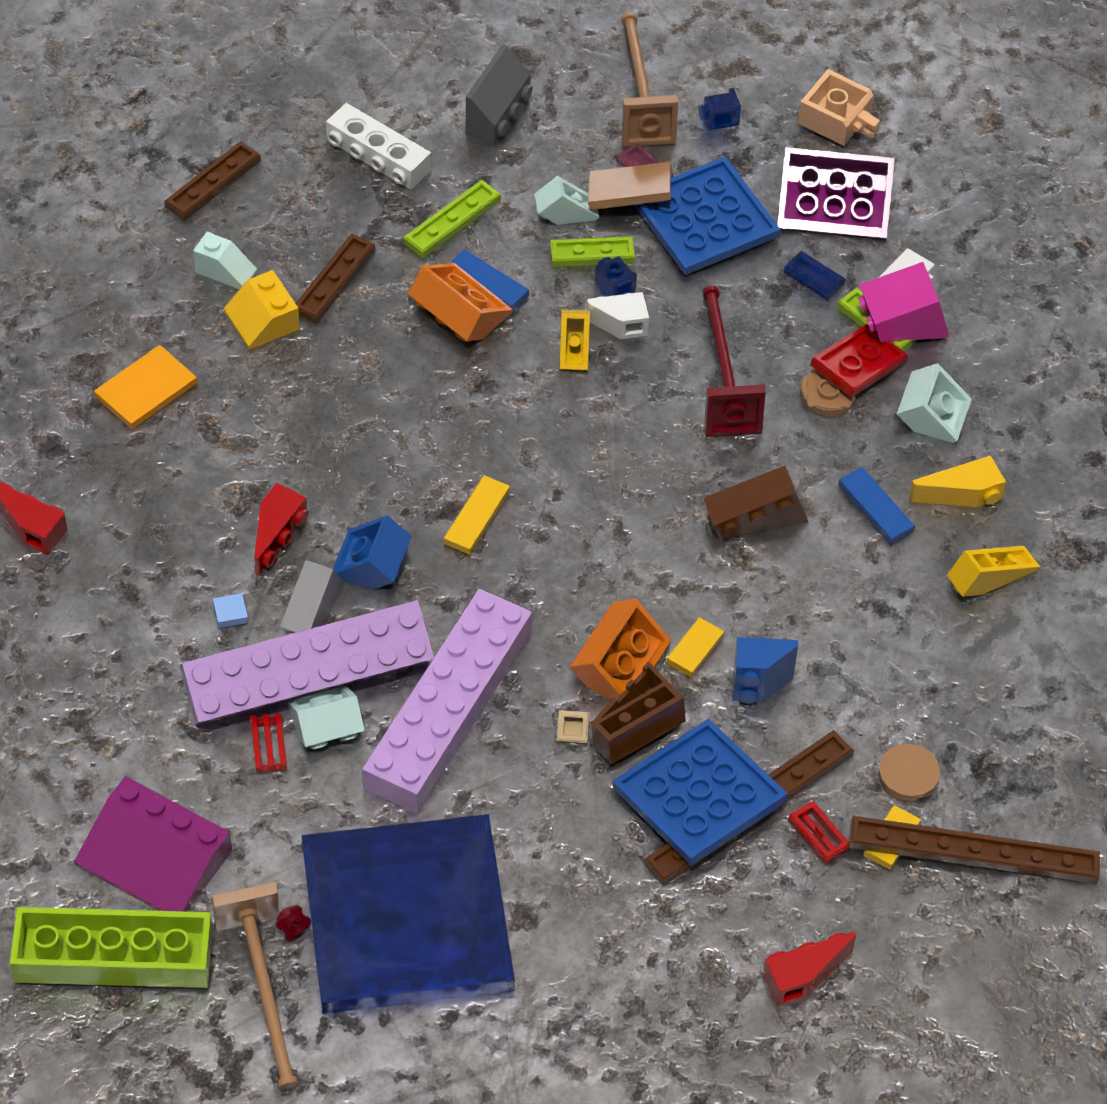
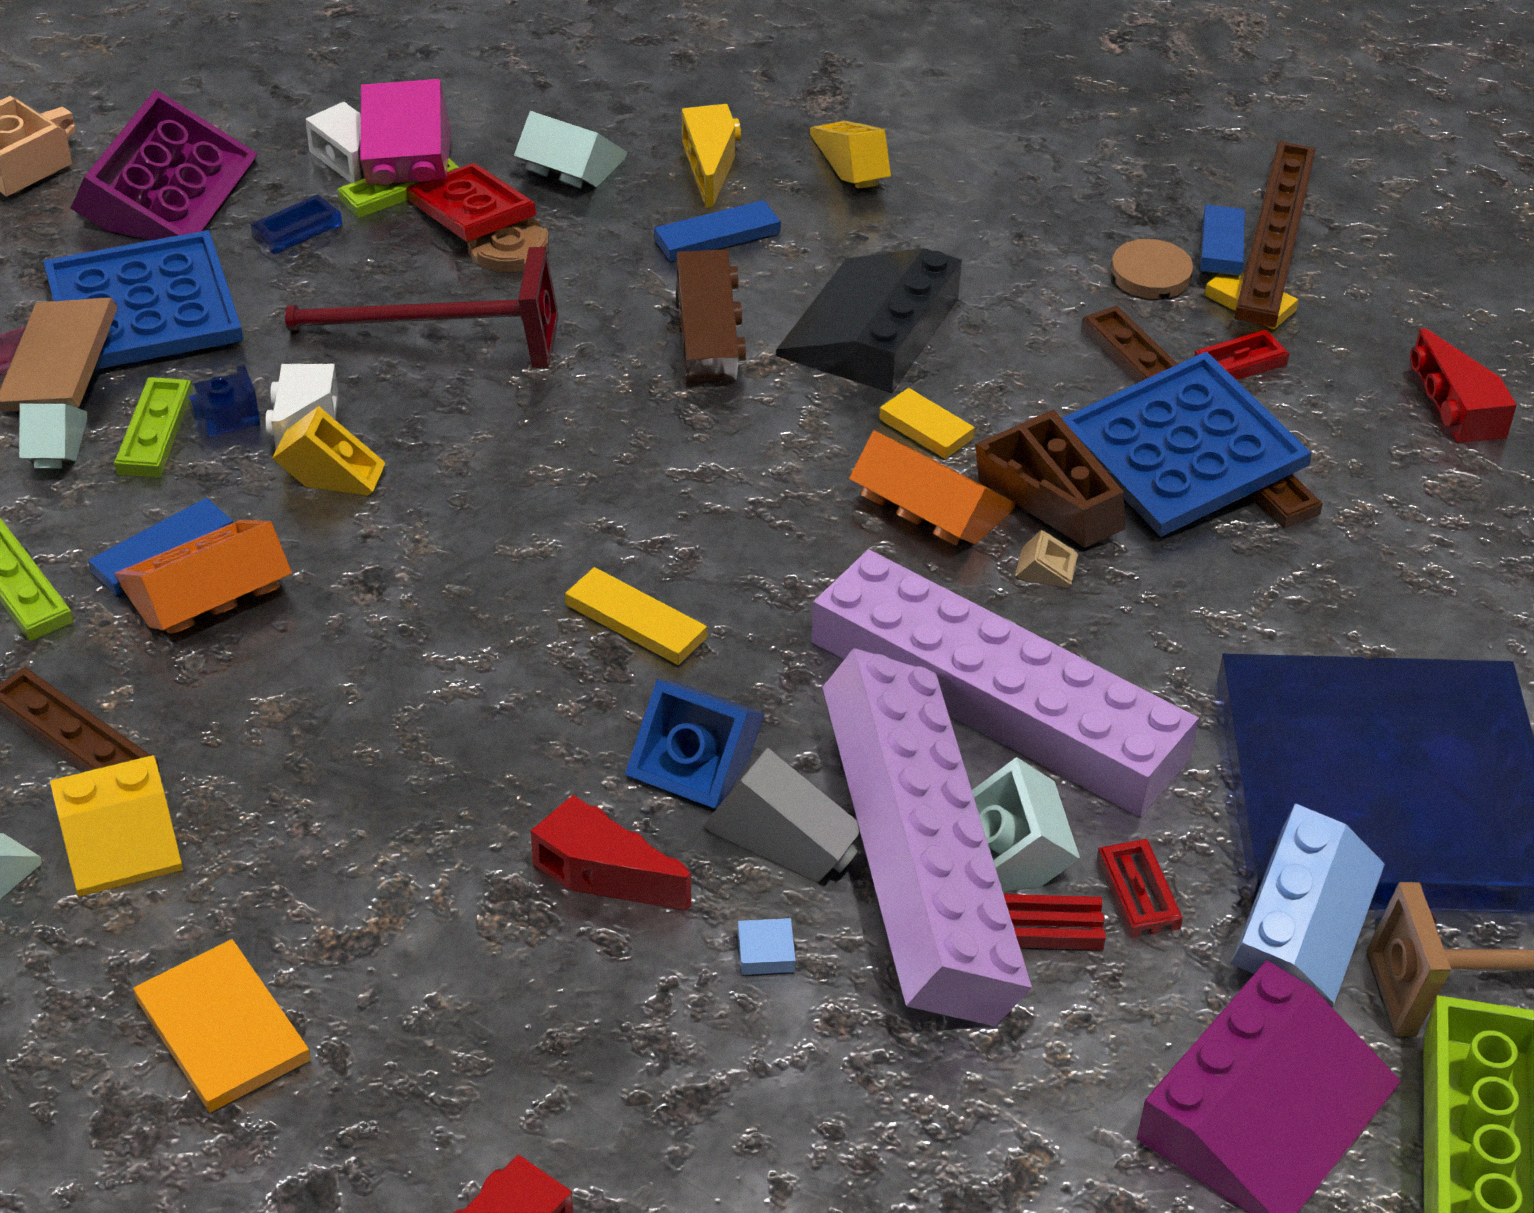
camera: 80 degrees left, 10 degrees down
(279, 852) = (1311, 902): none -> light blue slope
(304, 791) = (1150, 920): none -> red tile
(762, 667) = (998, 349): blue slope -> none
(797, 605) = (875, 316): none -> black slope
(951, 813) = (1222, 240): none -> blue tile

